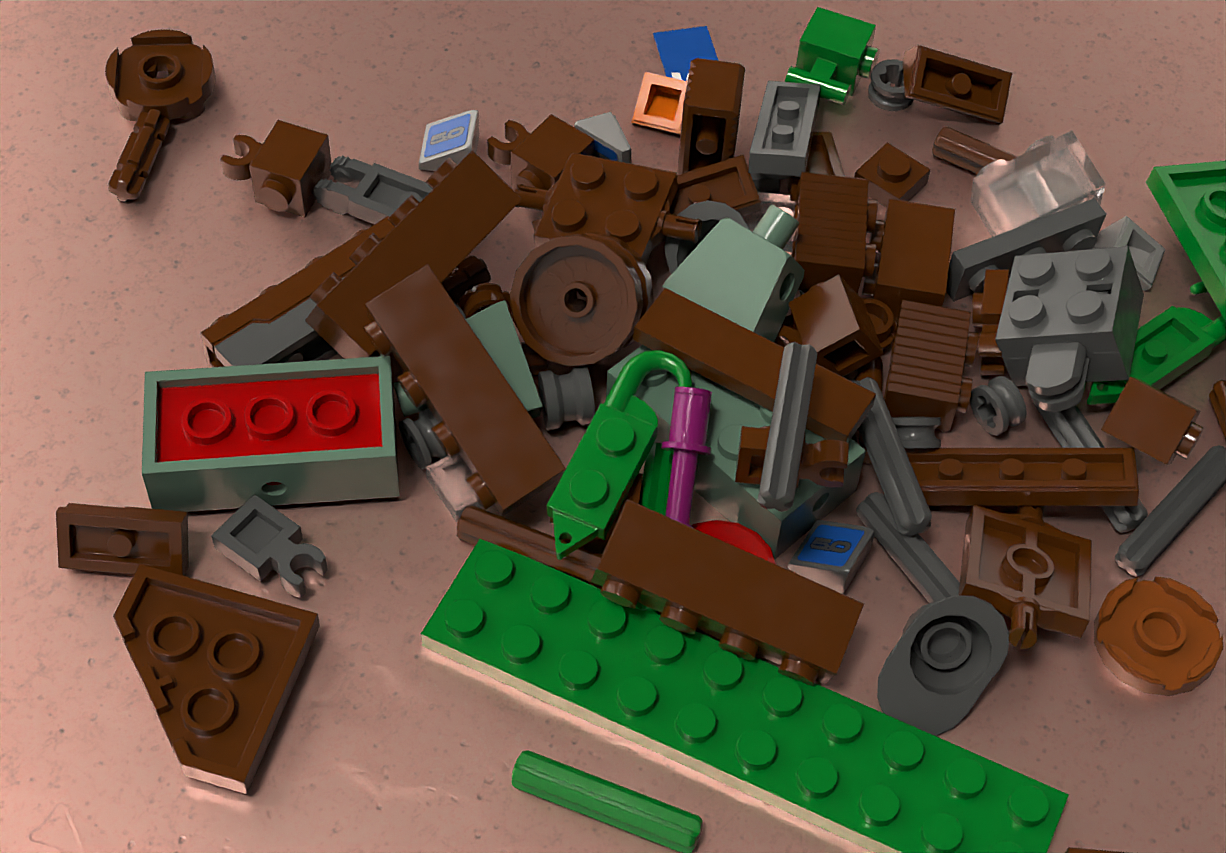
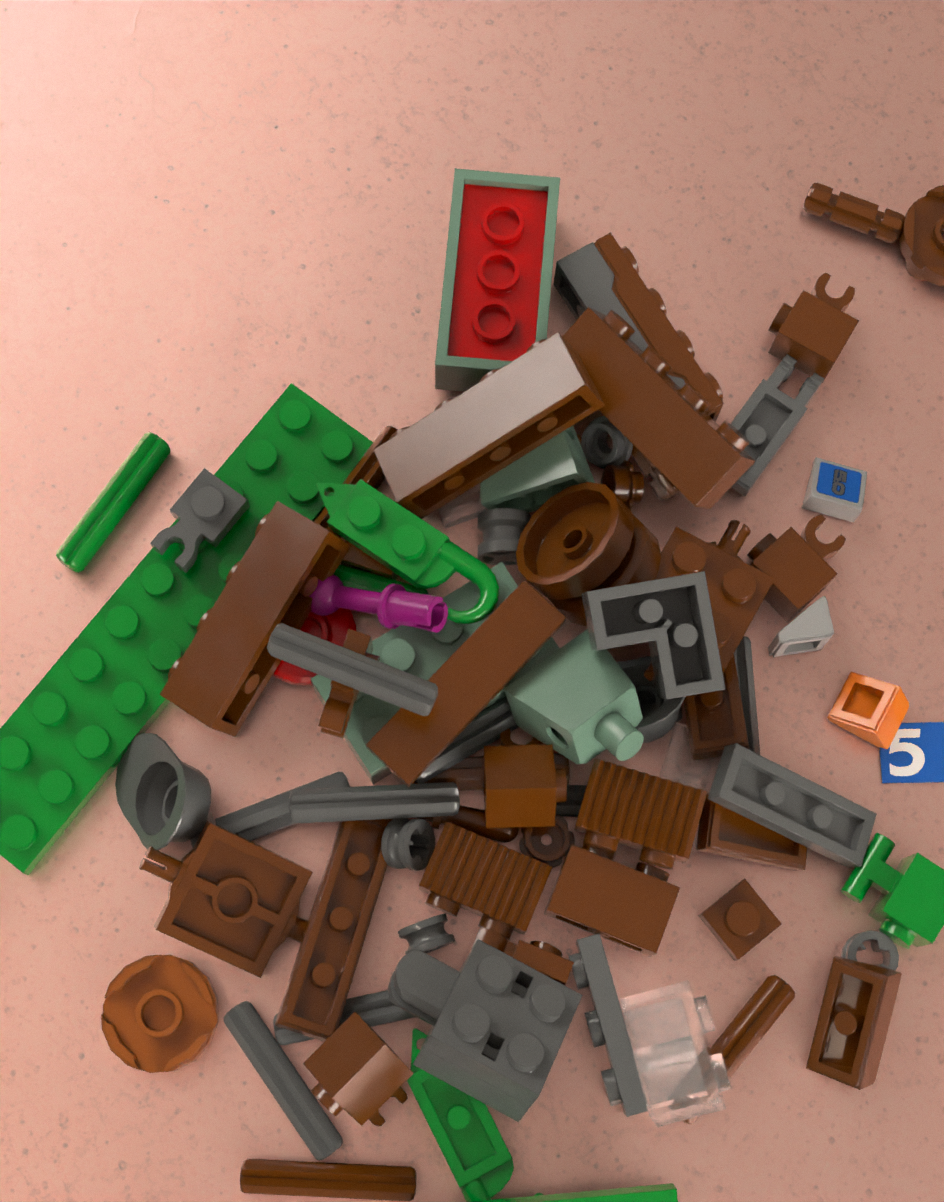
camera: 100 degrees right, 20 degrees up
(121, 538) = (424, 167): reddish brown plate -> none
(213, 668) = (295, 227): reddish brown plate -> none
(266, 540) = (402, 273): dark grey plate -> none
(613, 675) = (203, 513): none -> dark grey plate
(666, 194) = (675, 622): none -> dark grey brick
(710, 113) = (811, 730): reddish brown brick -> none
(832, 553) = (300, 738): slope -> none
(1143, 248) = (600, 1142): light grey slope -> none

